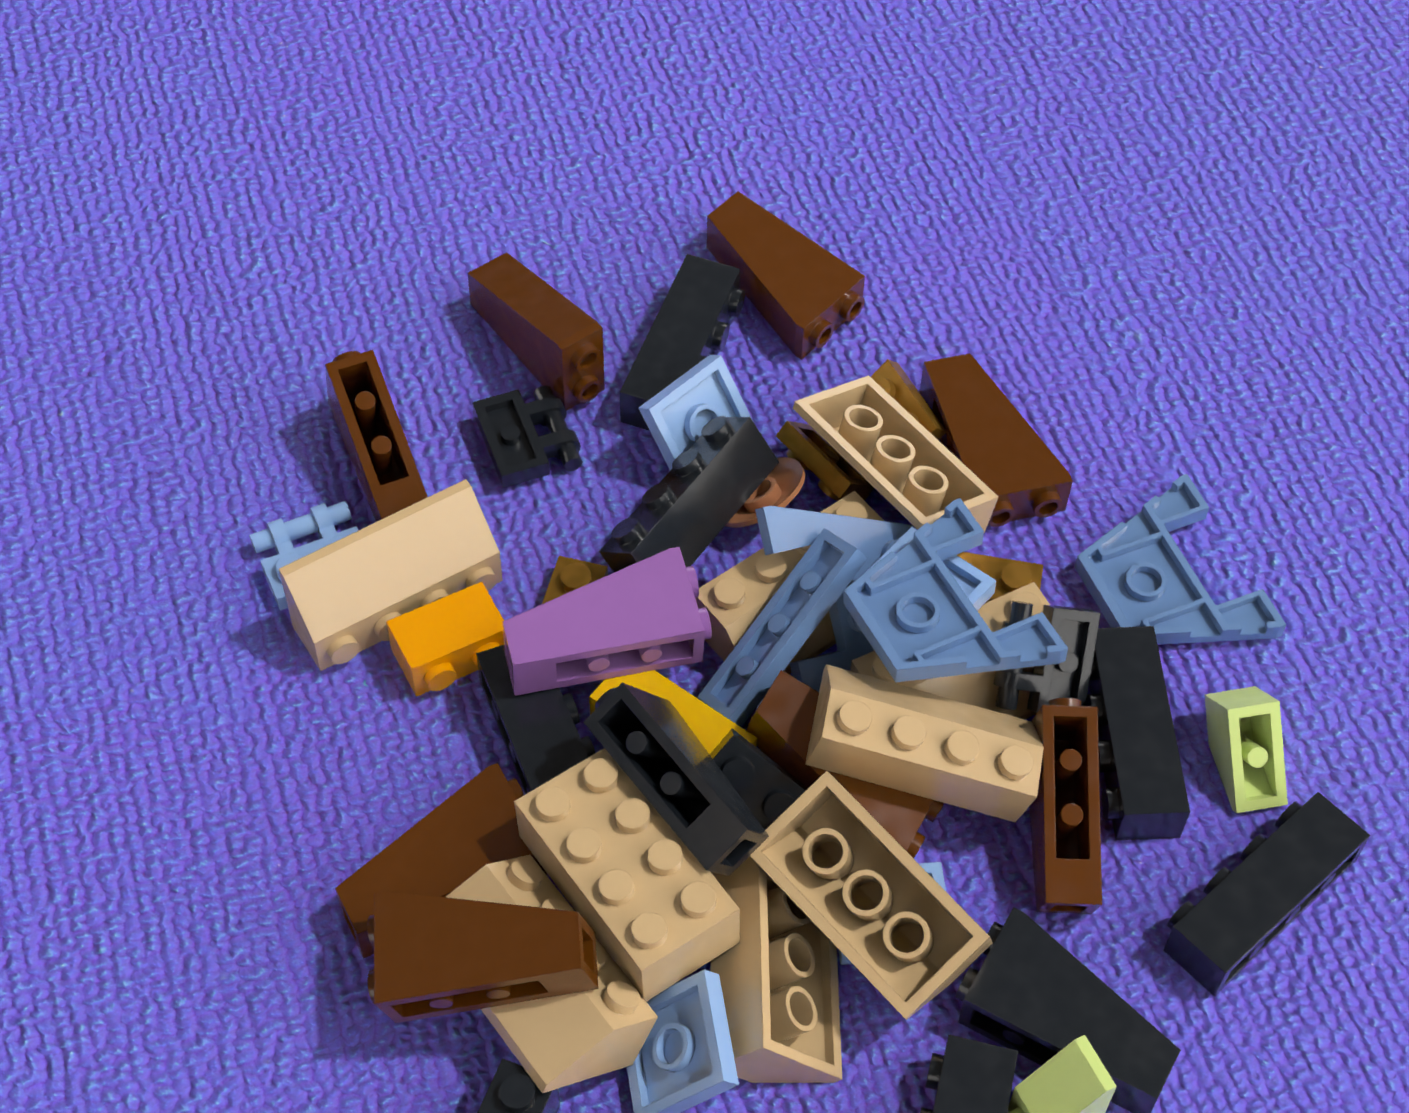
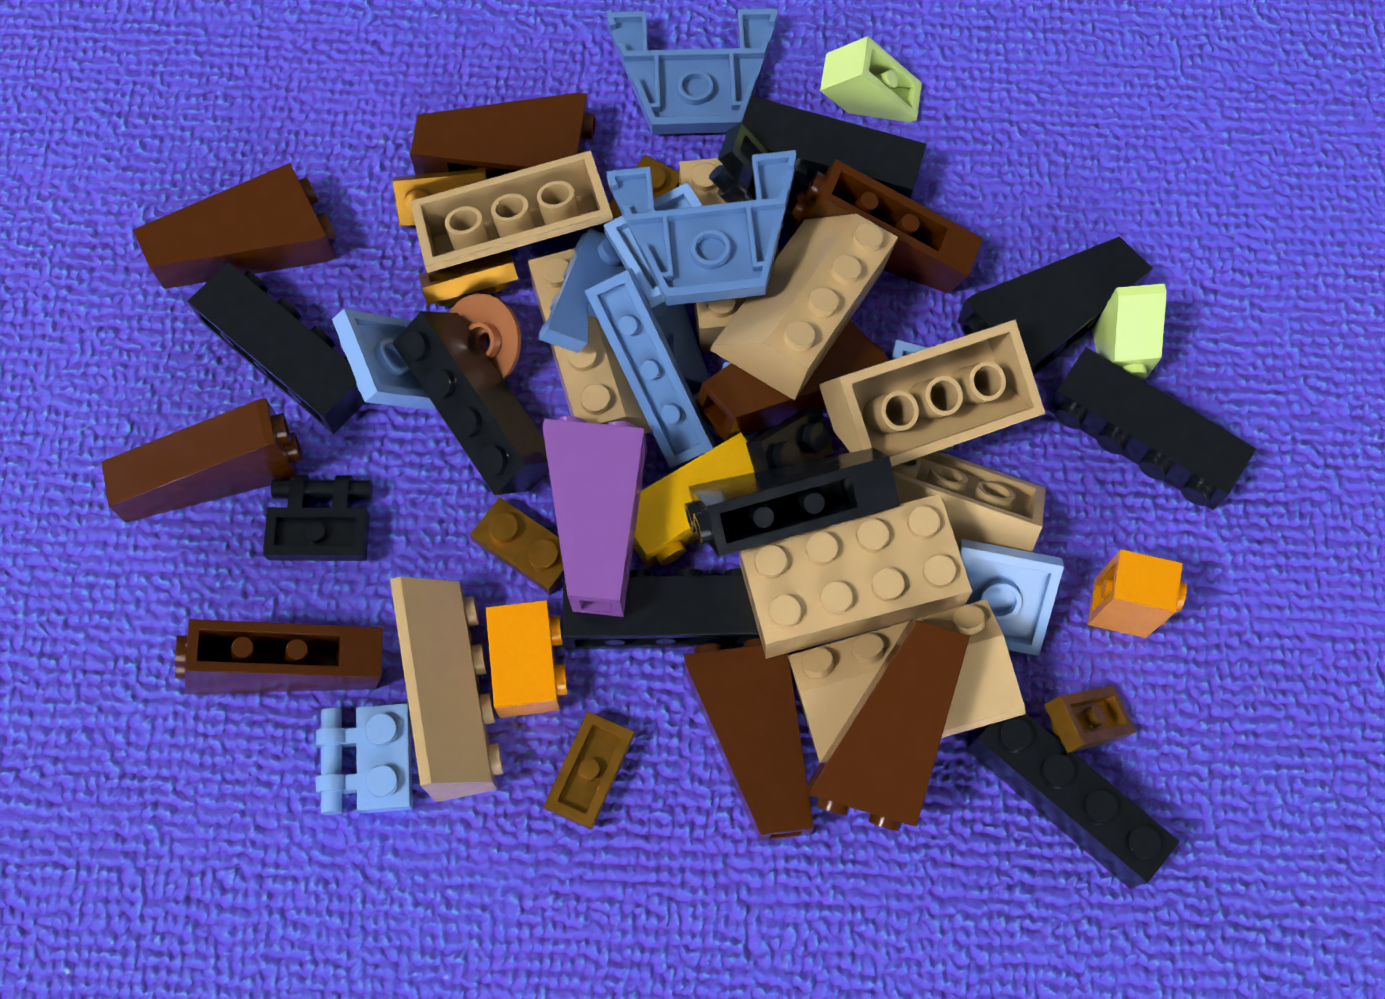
camera: 70 degrees left, 15 degrees up
(359, 732) = (589, 770): none -> pearl gold plate
(1263, 893) = (998, 128): black brick -> none

